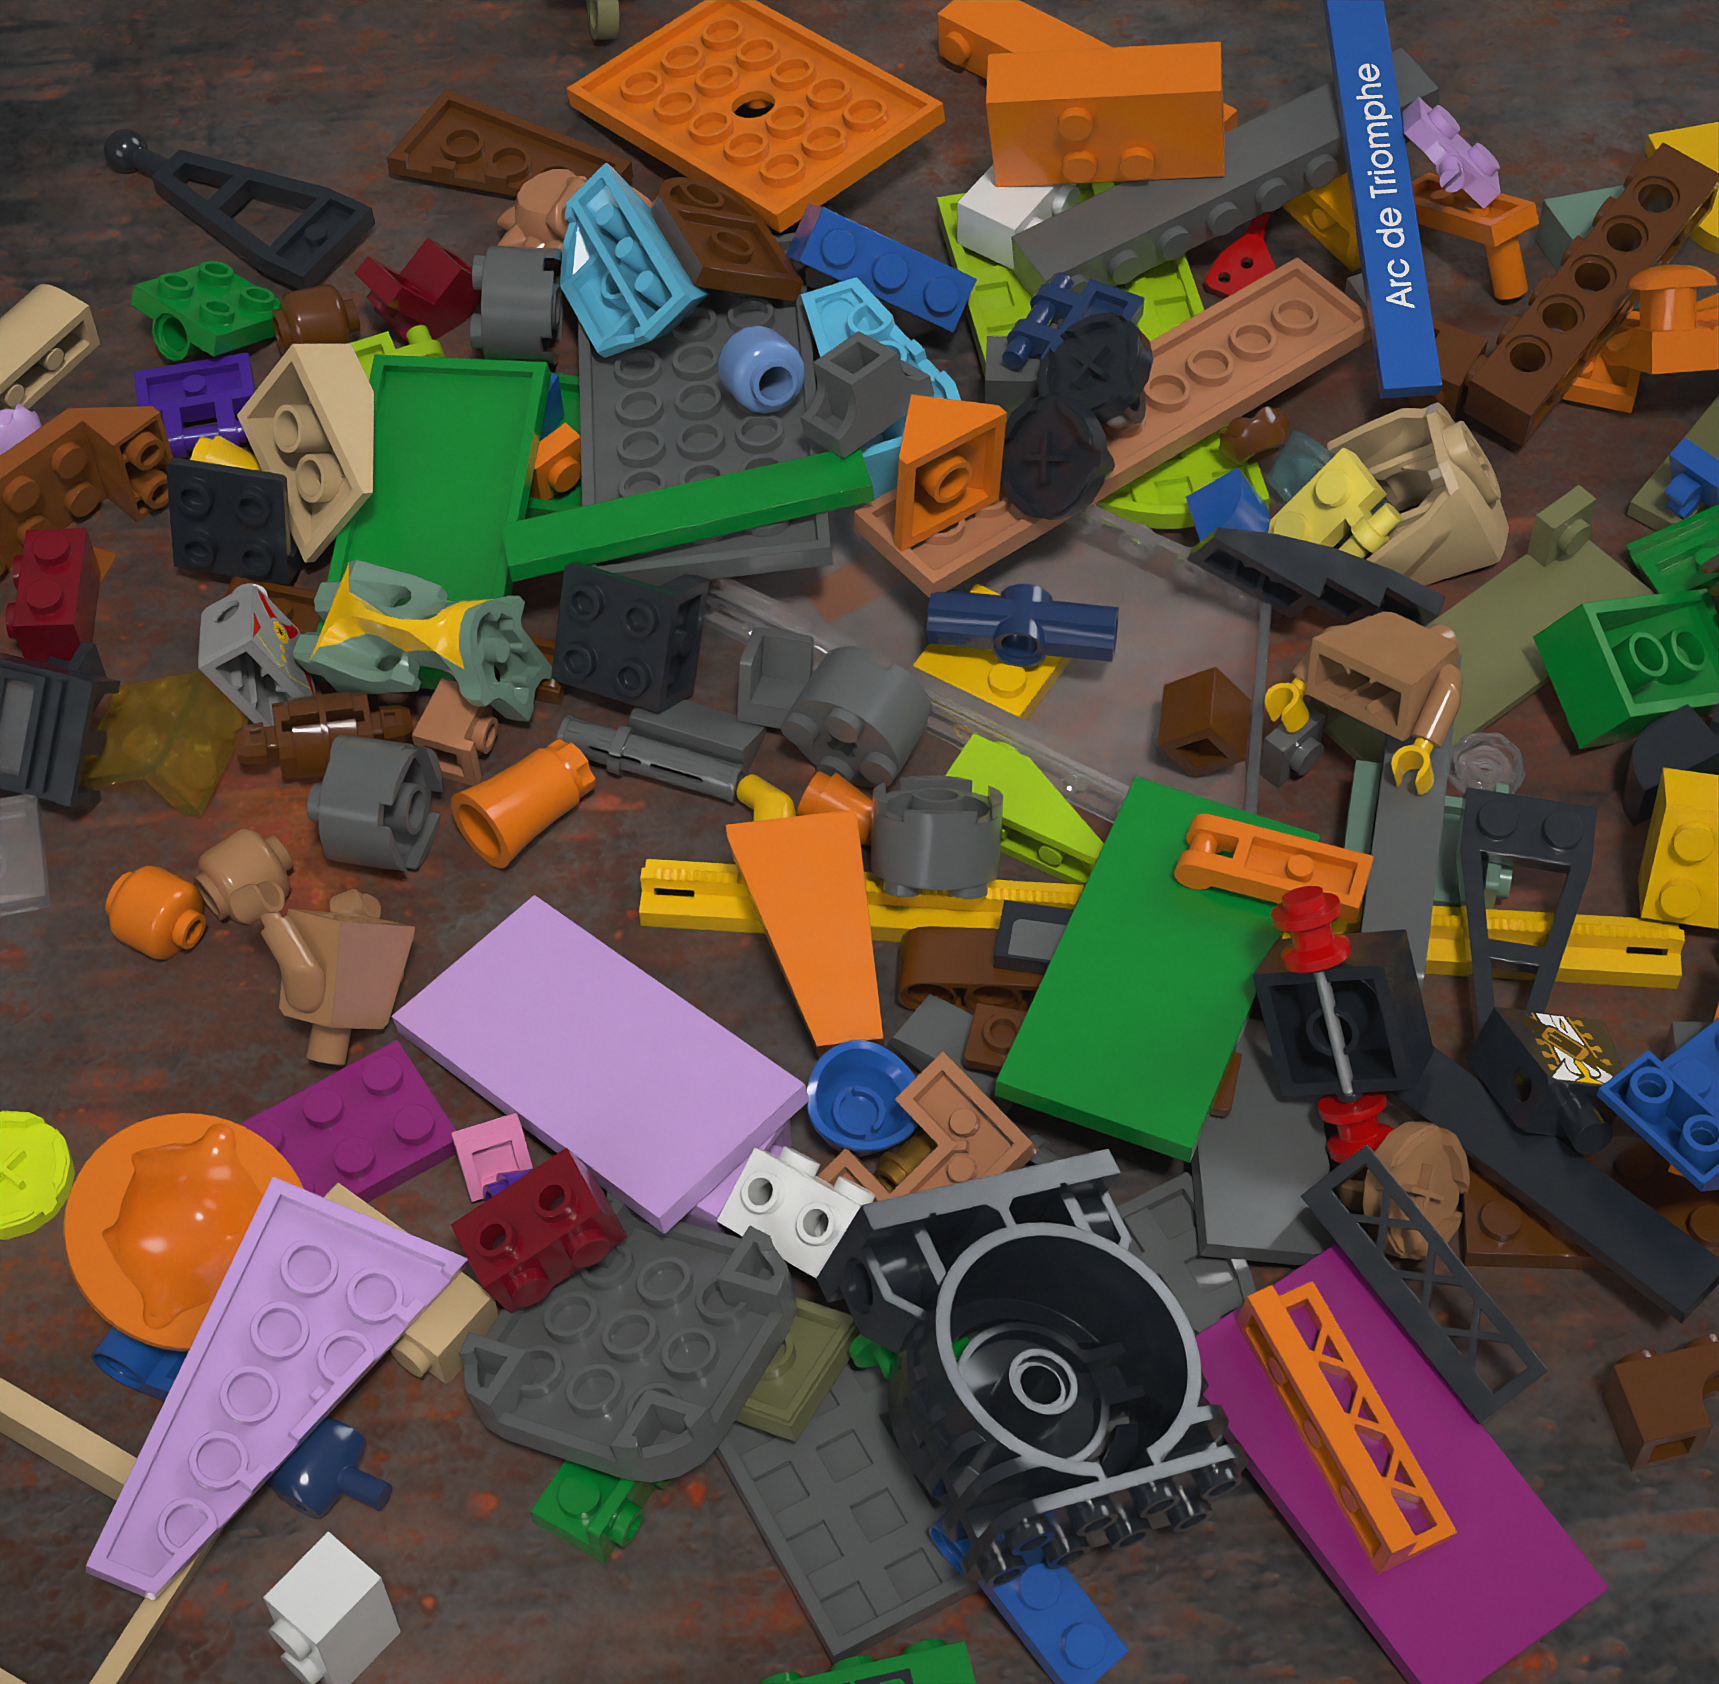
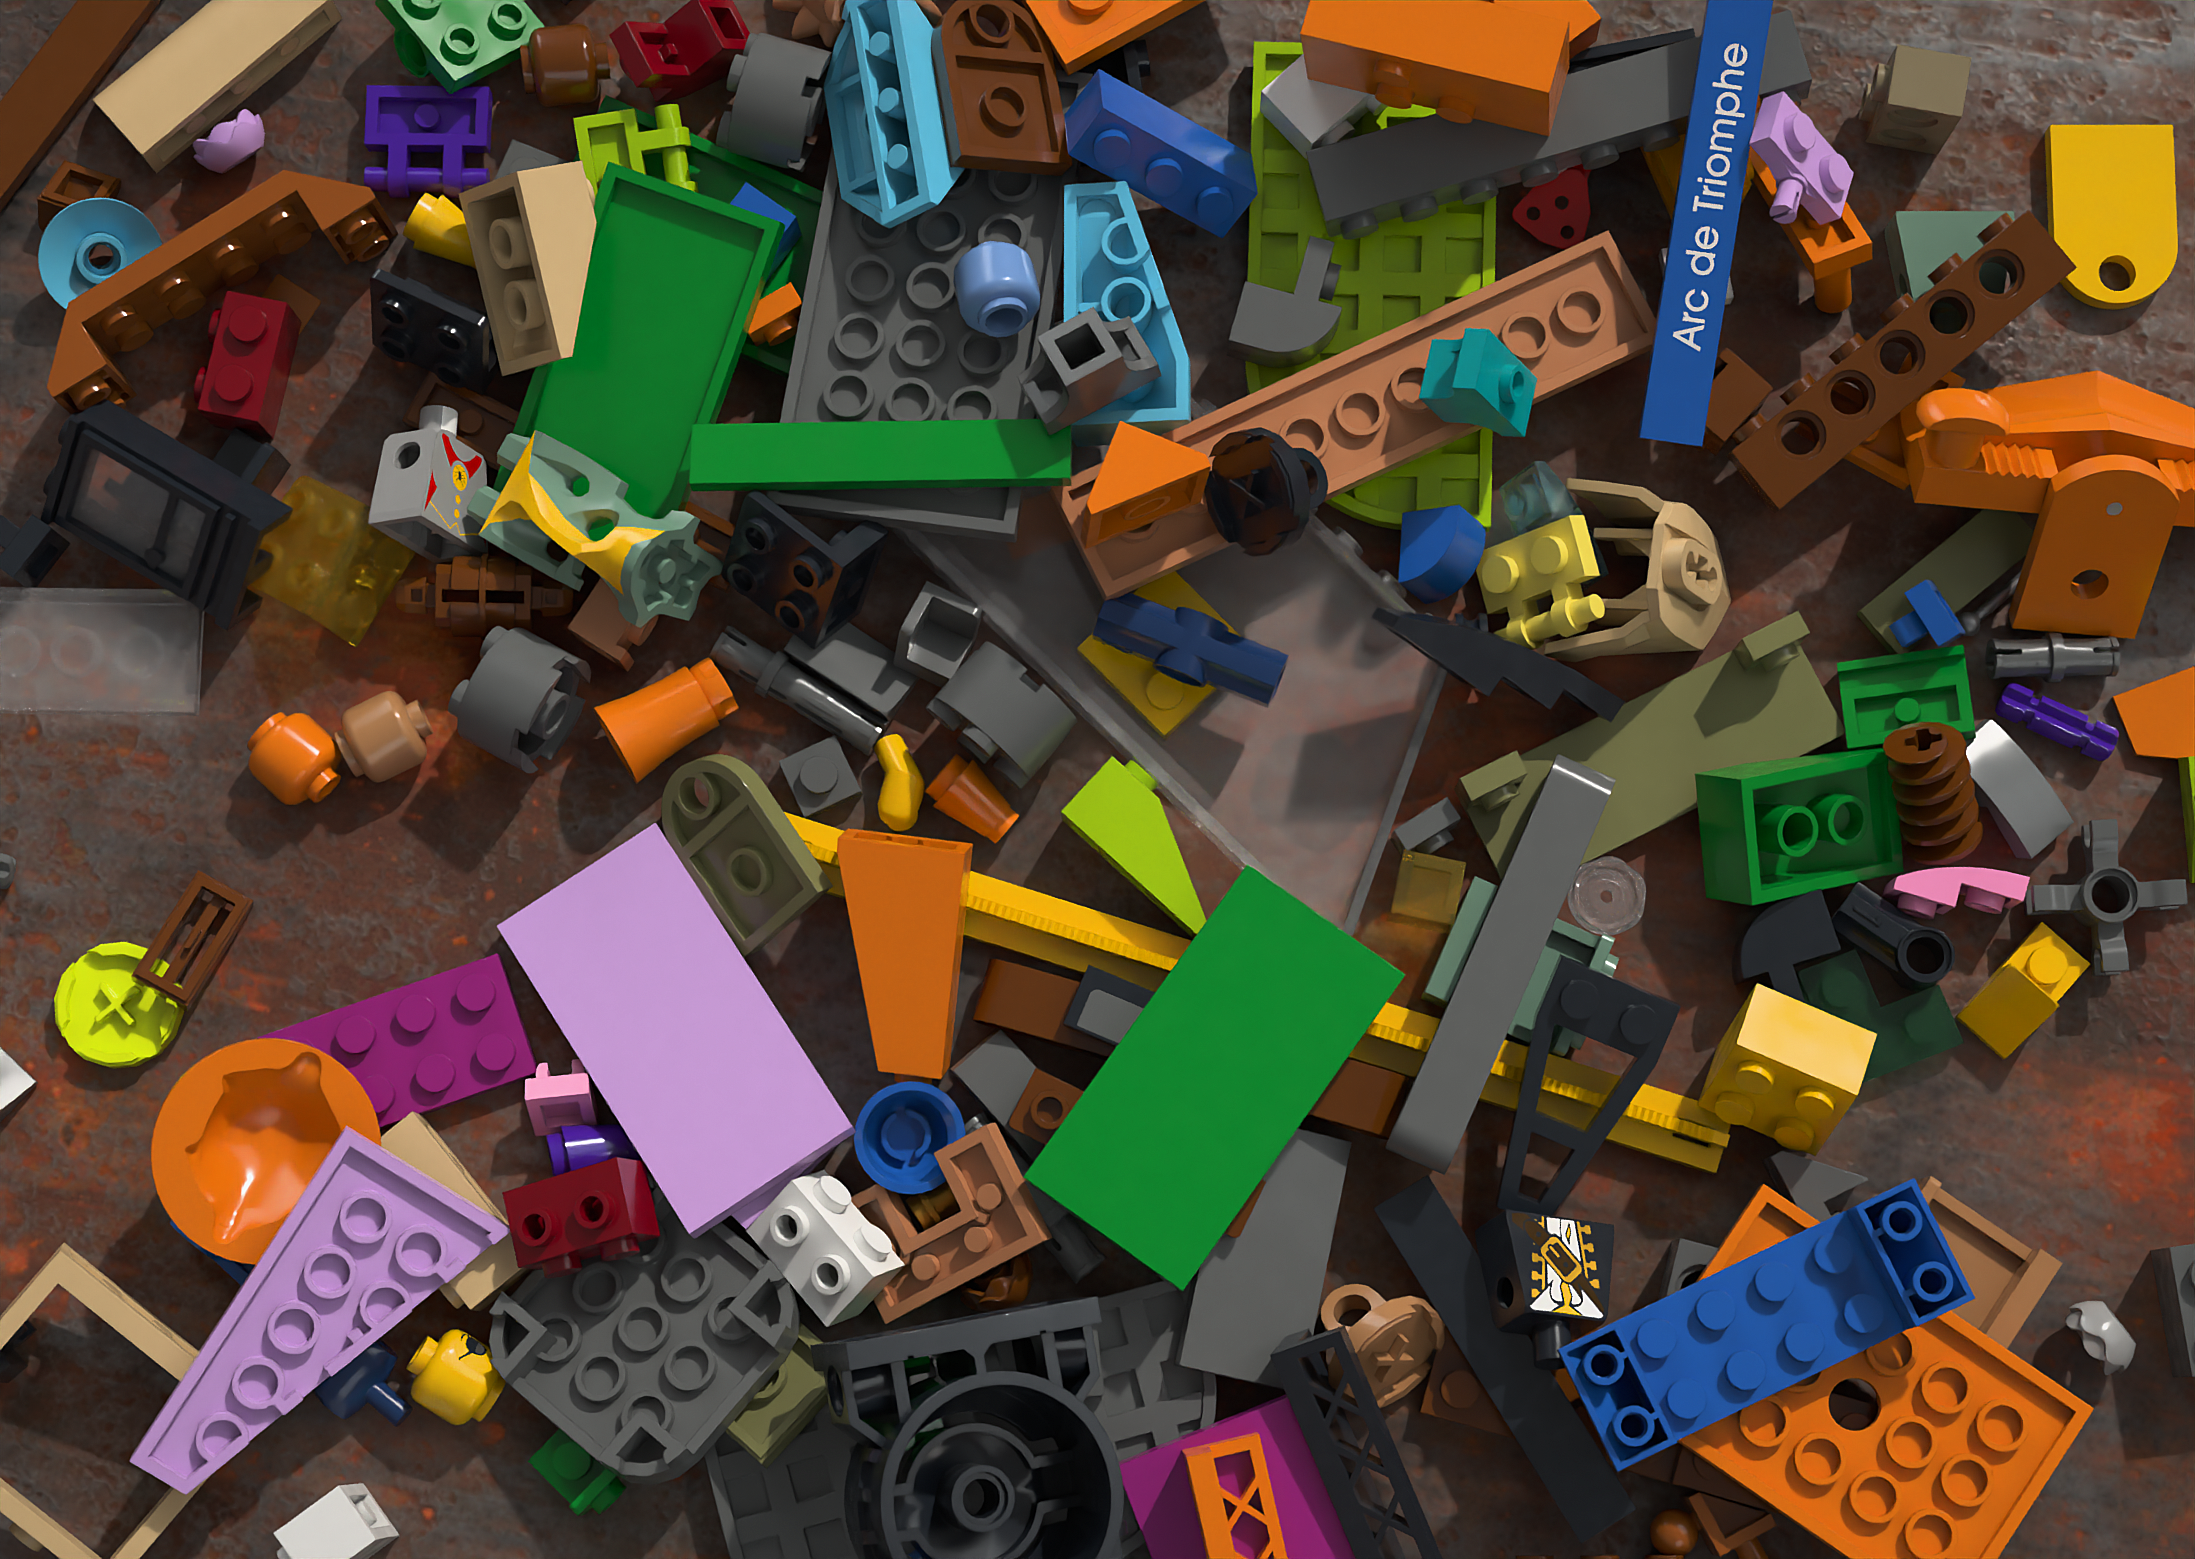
camera: 15 degrees right, 25 degrees up
(58, 1130) = (165, 985): none -> reddish brown tile
(333, 965) = (450, 881): medium nougat torso -> none
(434, 1440) = (455, 1377): none -> yellow head
(630, 888) = (740, 850): none -> olive tile
(688, 828) = (820, 777): none -> dark grey plate
(936, 836) = (1042, 877): dark grey brick -> none
(1057, 301) = (1346, 321): dark blue plate -> none
(1102, 366) = (1329, 395): black tile -> none
(1204, 722) = (1342, 792): reddish brown brick -> none
(1226, 354) = (1478, 383): none -> teal brick
(1255, 438) = (1491, 463): reddish brown plate -> none
(1270, 863) = (1346, 1015): orange plate -> none
(1313, 789) = (1426, 891): none -> clear yellow panel
(1342, 1017) = (1362, 1193): black brick -> none
(1385, 676) = (1518, 823): medium nougat torso -> none
(1530, 120) = (1915, 99): none -> dark tan brick

